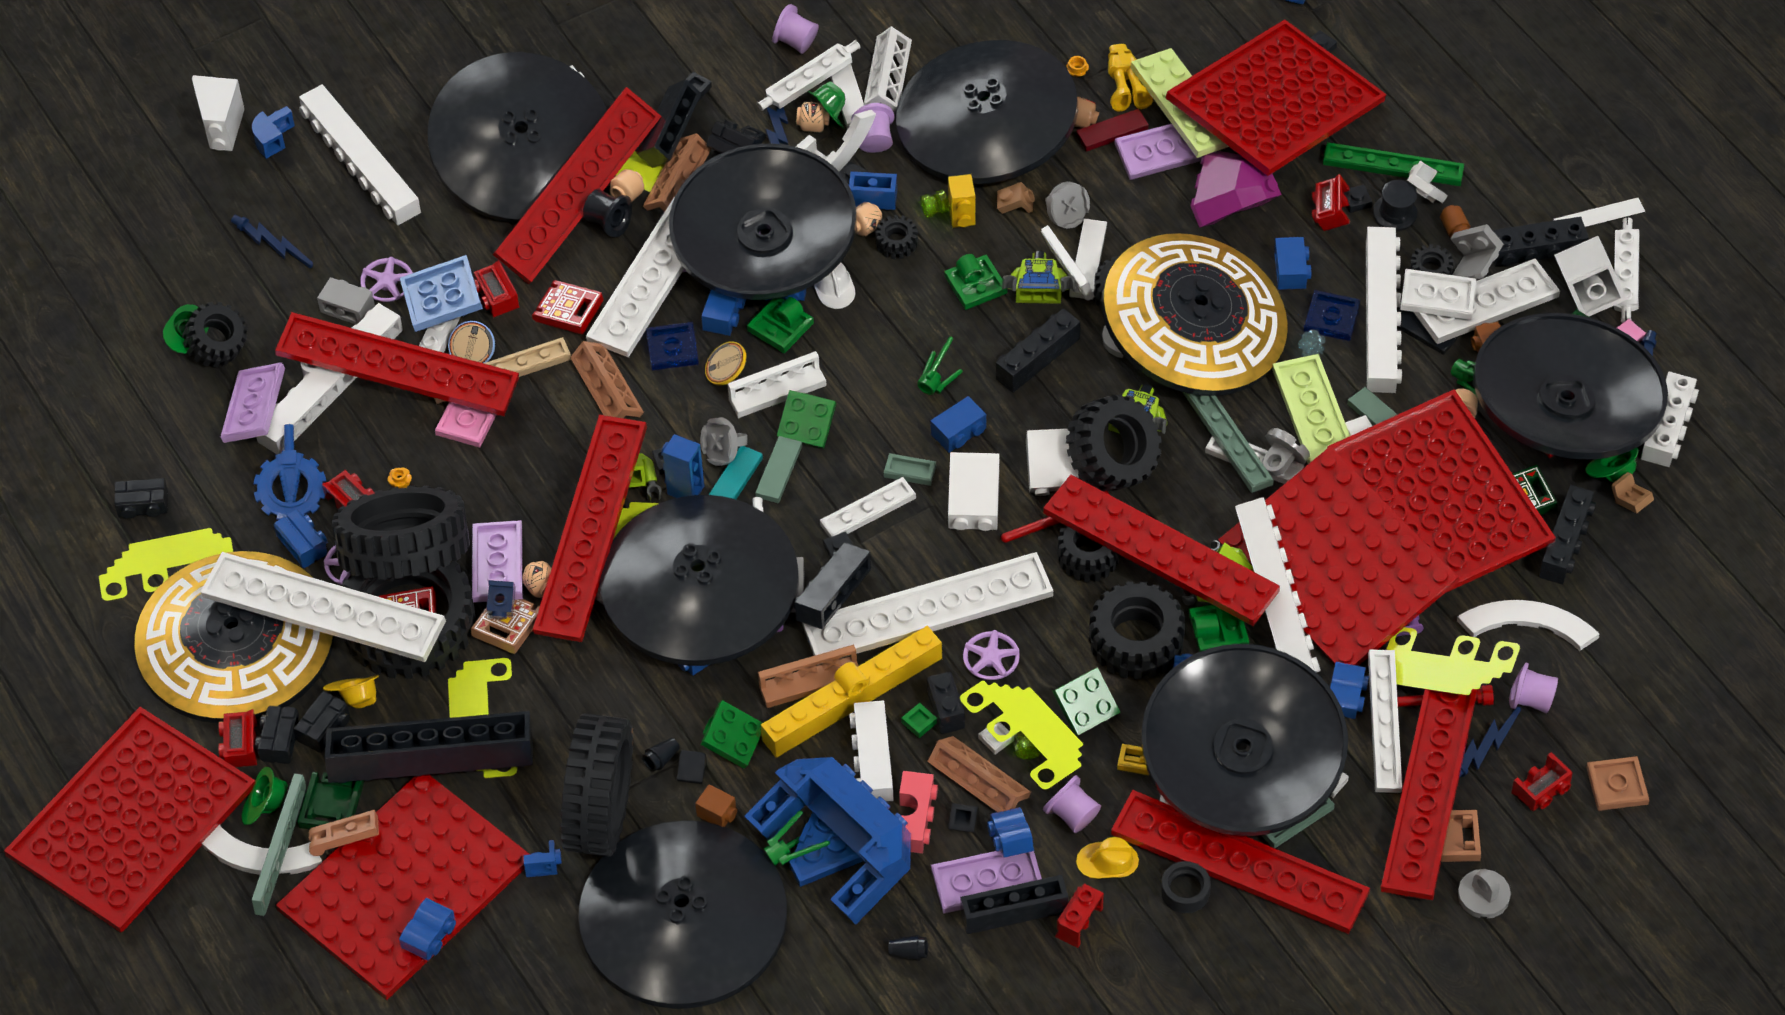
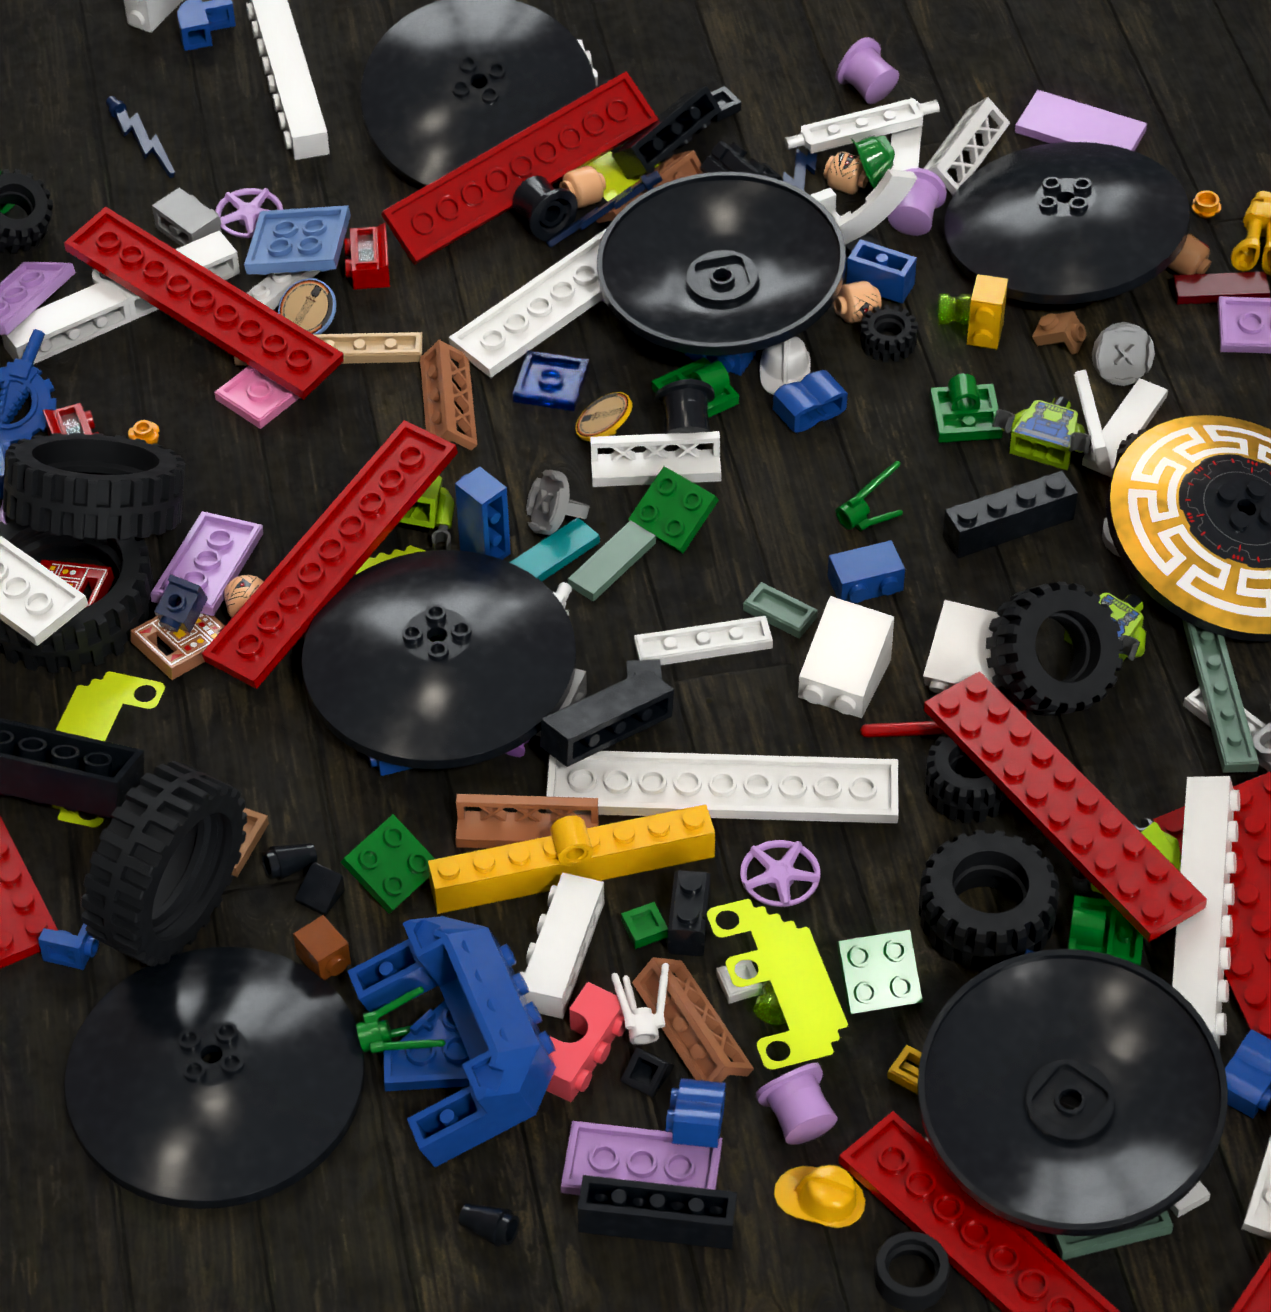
camera: 20 degrees right, 5 degrees down
(562, 304) = (441, 293): container -> none
(661, 190) = (647, 183): none -> dark blue piece
(721, 313) = (628, 358): blue brick -> none
(785, 341) = (685, 406): none -> black piece
(863, 306) = (809, 401): none -> blue brick
(948, 786) = (640, 1021): none -> white plant
(960, 27) = (1065, 120): none -> lavender tile
(1077, 914) = (740, 1253): red window -> none

